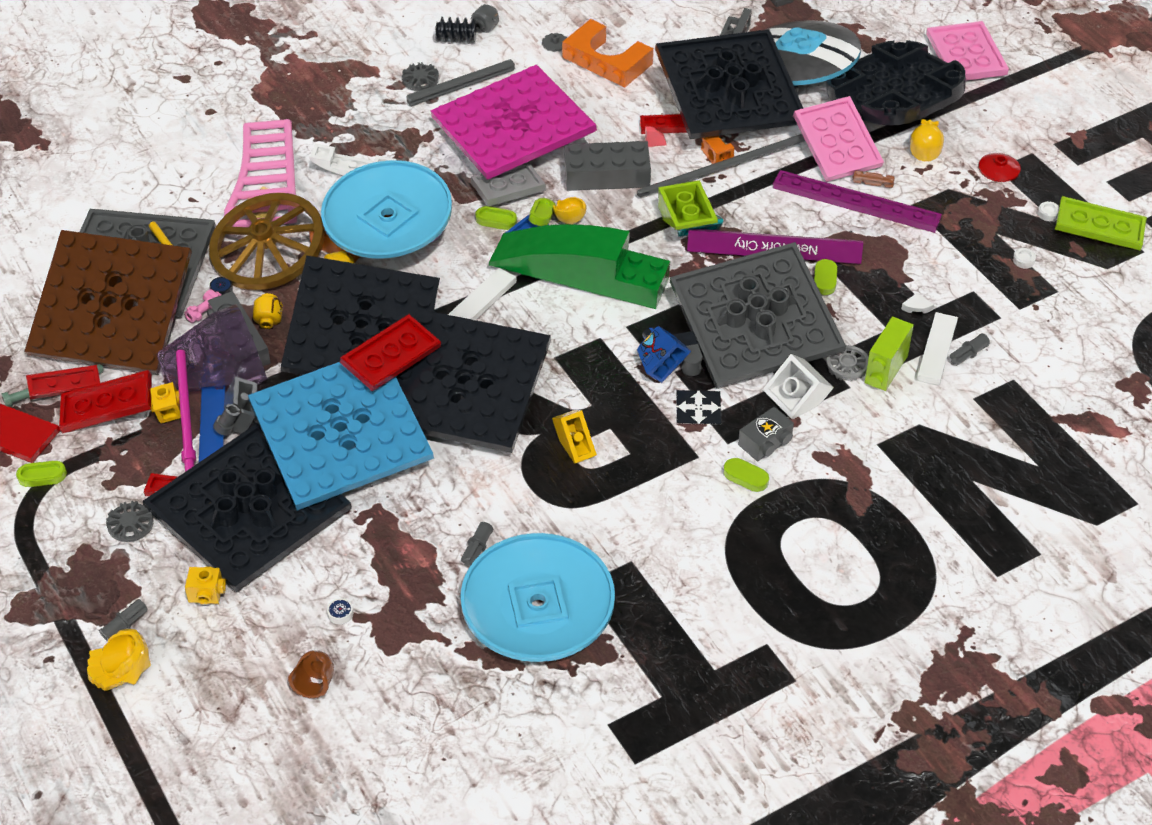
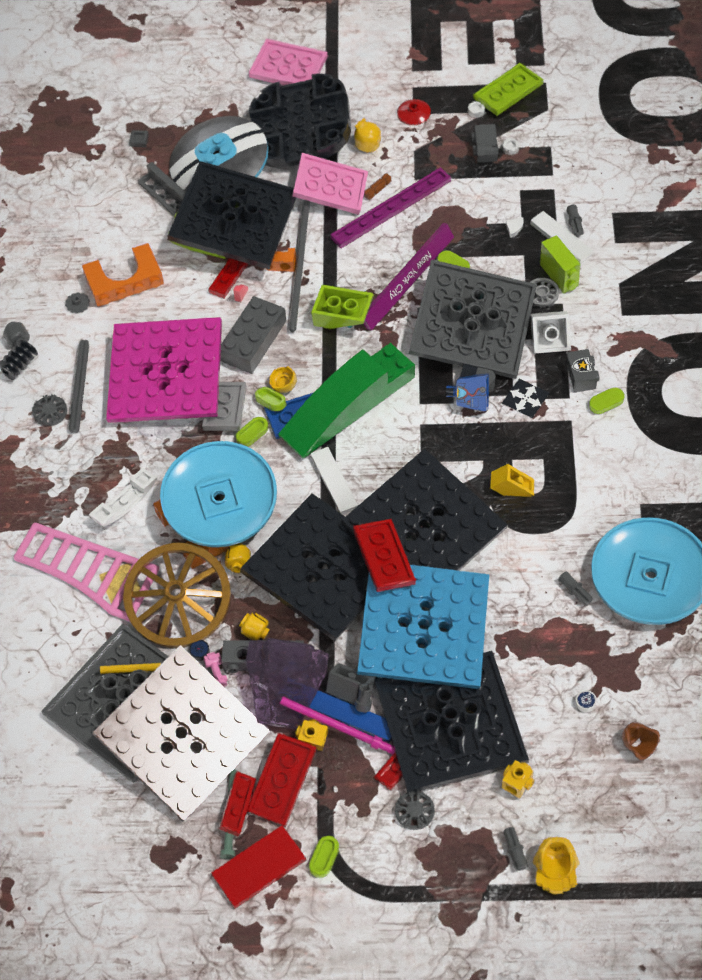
camera: 55 degrees left, 10 degrees up
(1005, 233) = (485, 143): none -> dark grey hinge

